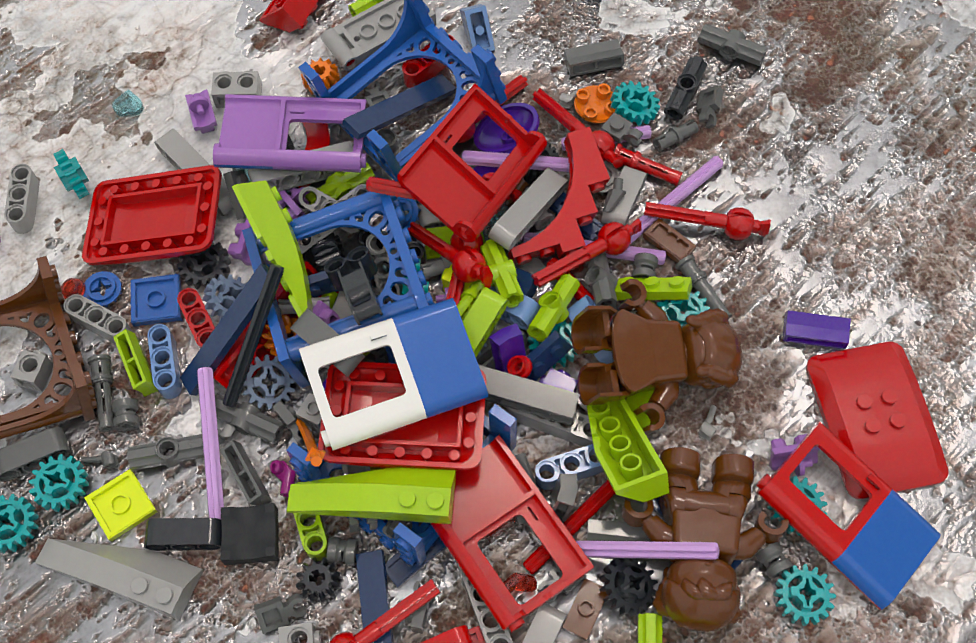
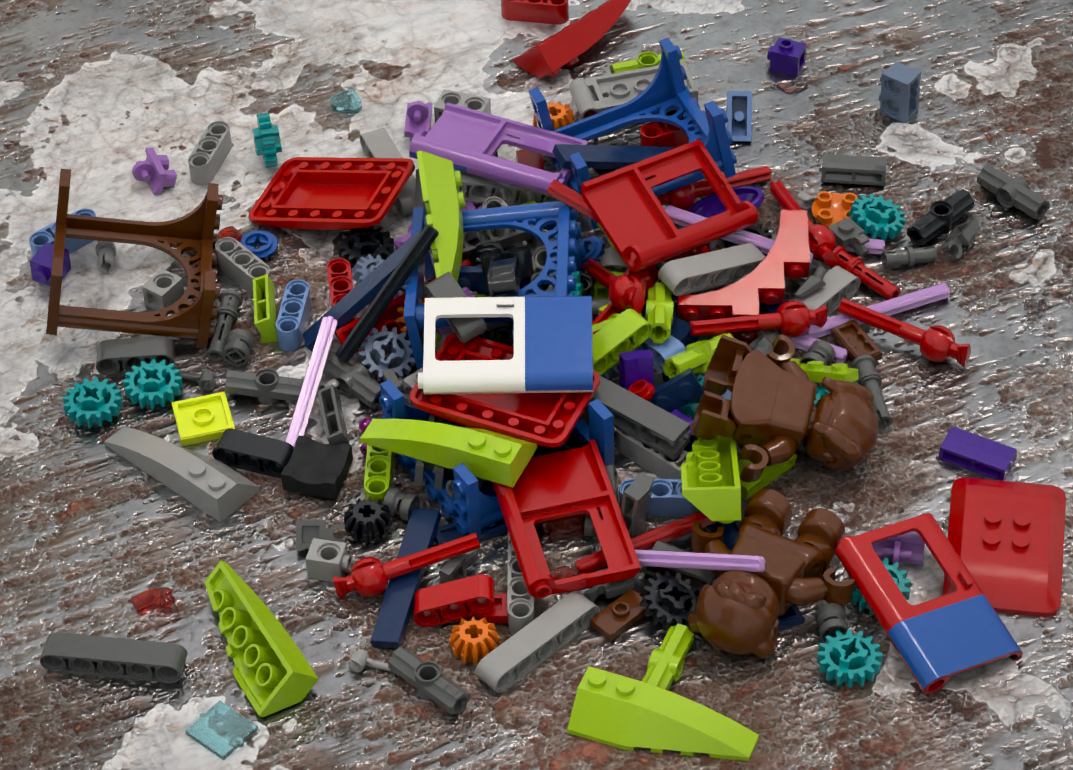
camera: 20 degrees right, 20 degrees down
(155, 300) = (305, 264): blue tile -> none
(313, 455) = (405, 389): orange sword -> none
(707, 430) = (821, 503): light grey hand -> none

